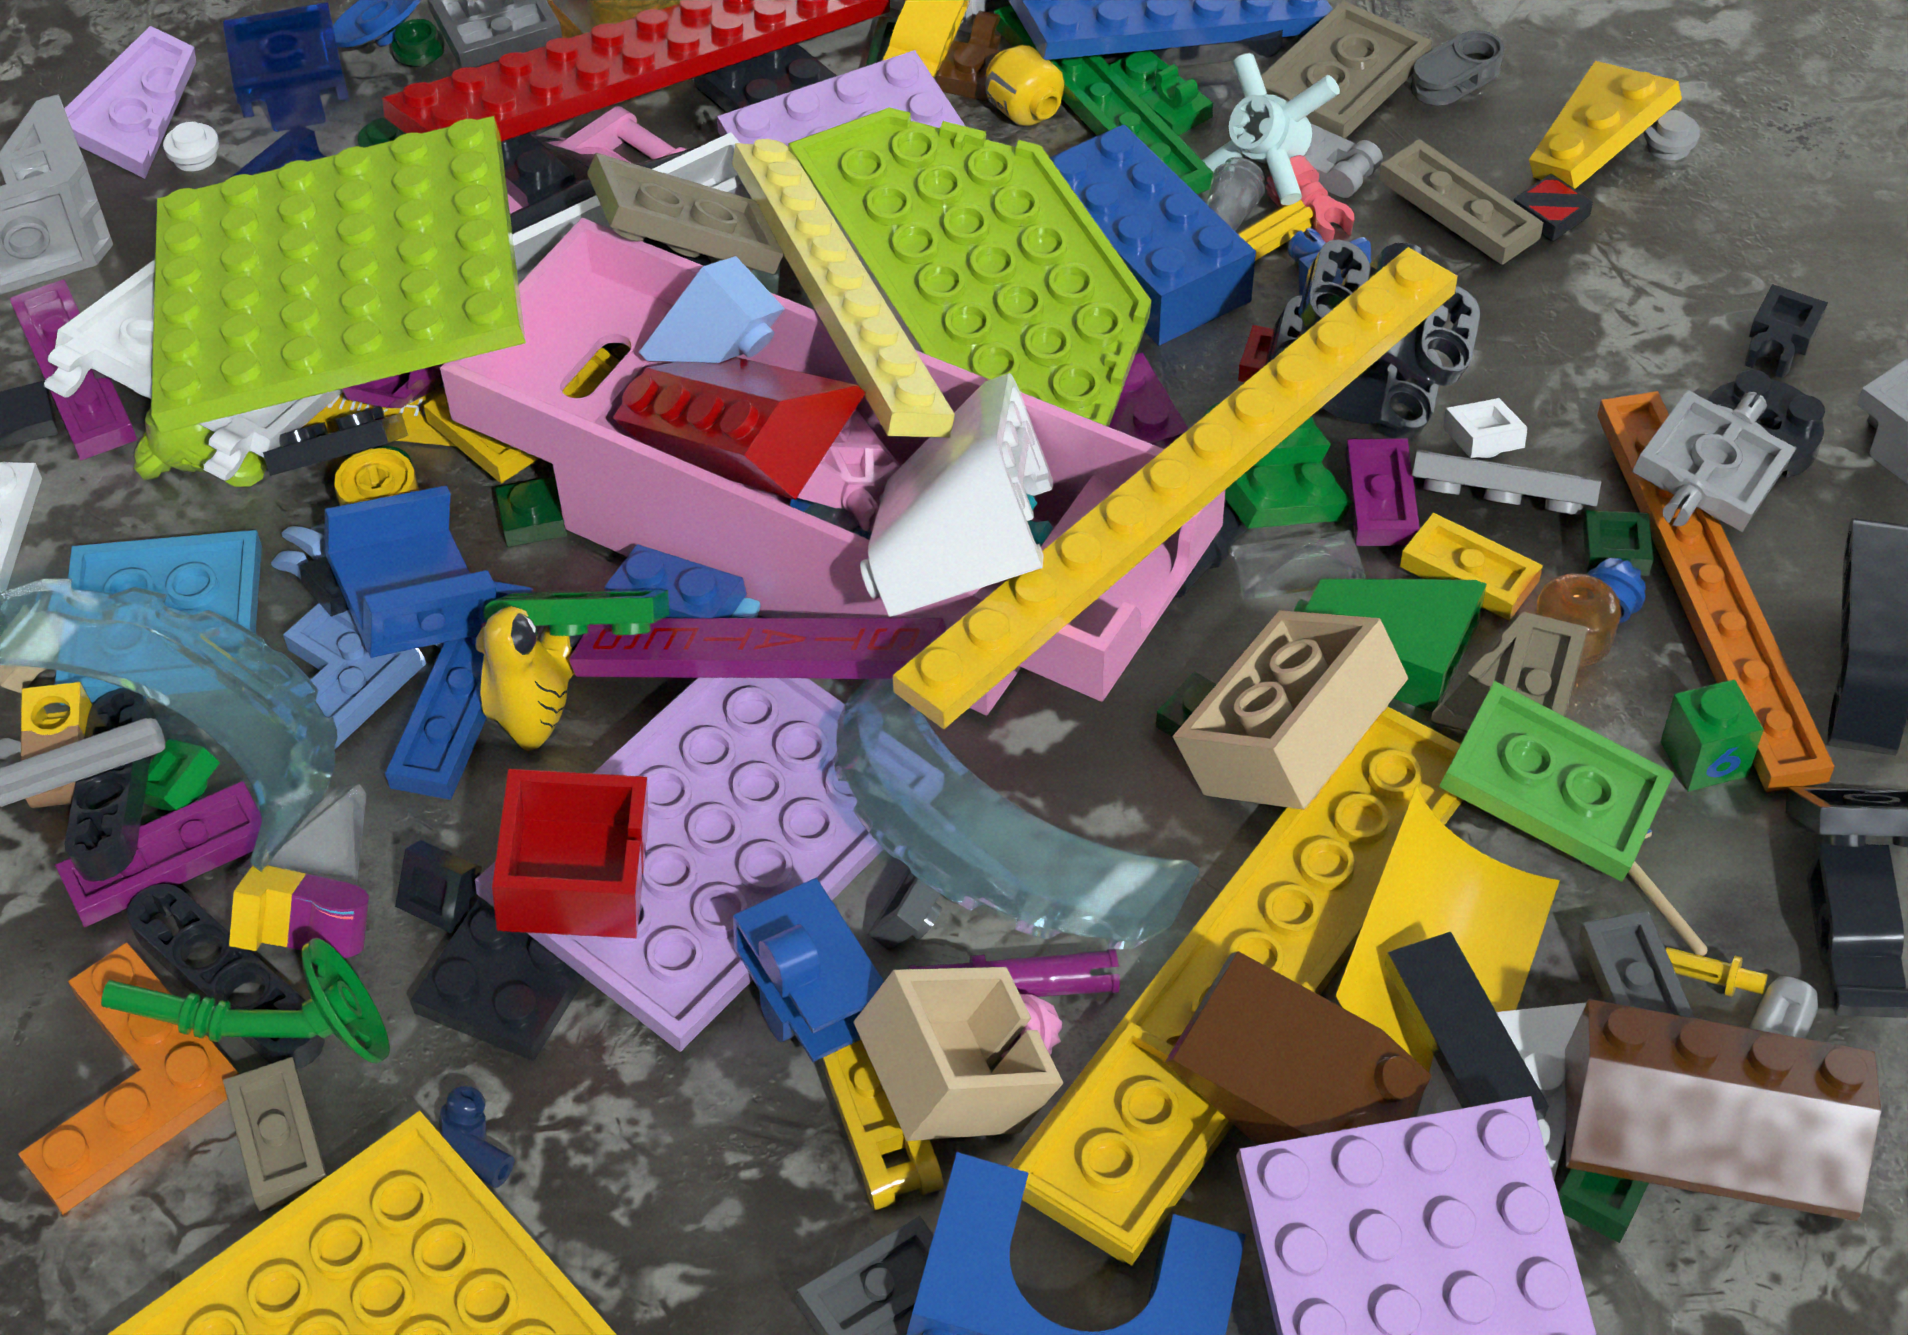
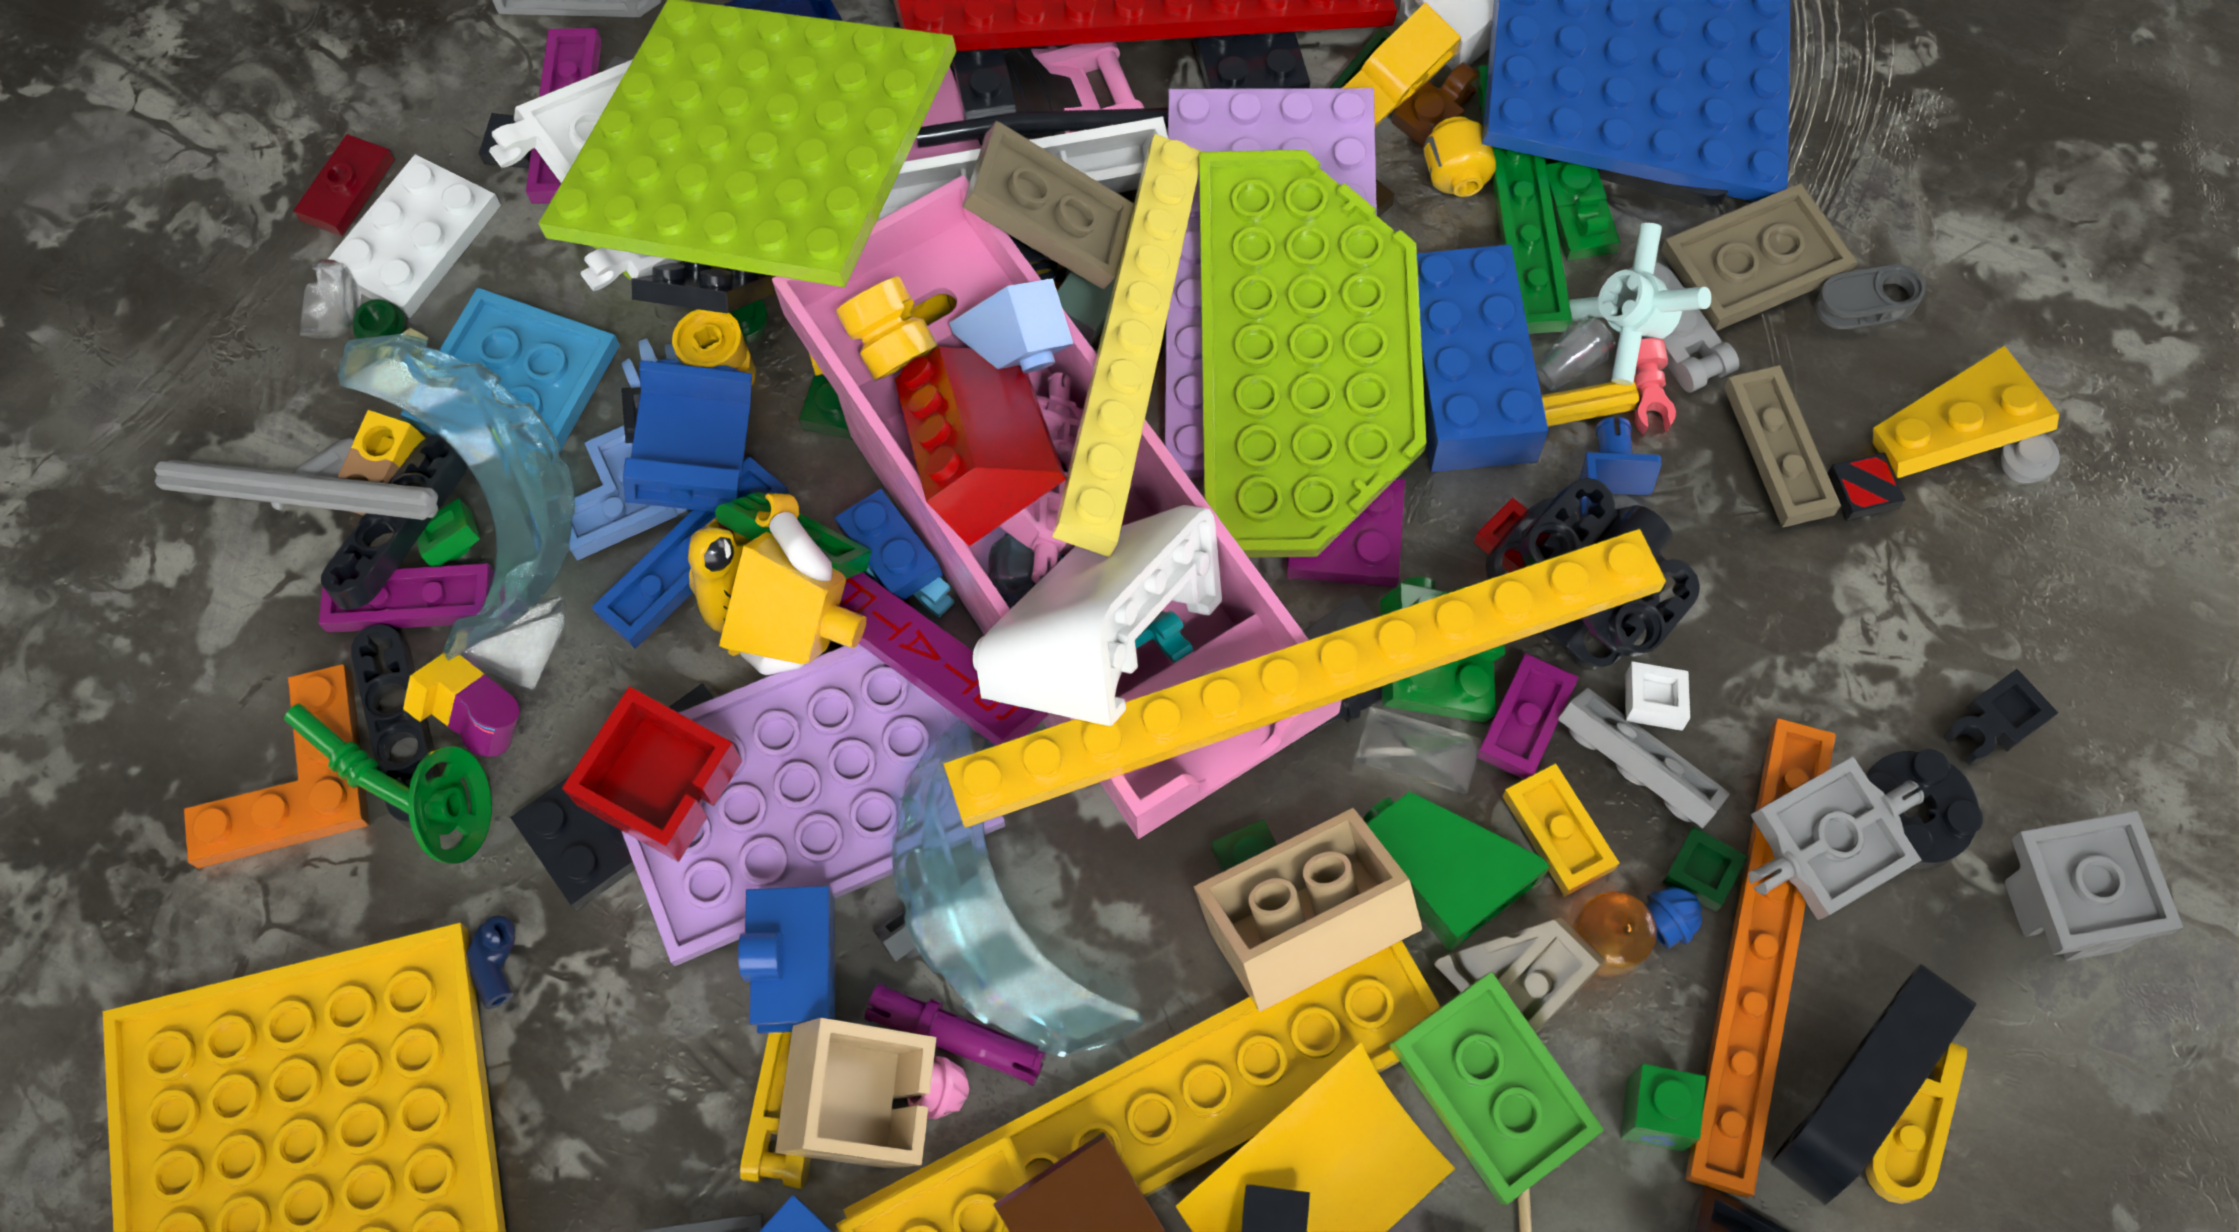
camera: 30 degrees right, 15 degrees up
(275, 1133) = (359, 885): dark tan plate -> none
(436, 885) = (575, 722): black tile -> none
(578, 362) = (886, 327): none -> yellow wheel
(614, 655) = (786, 597): none -> yellow torso

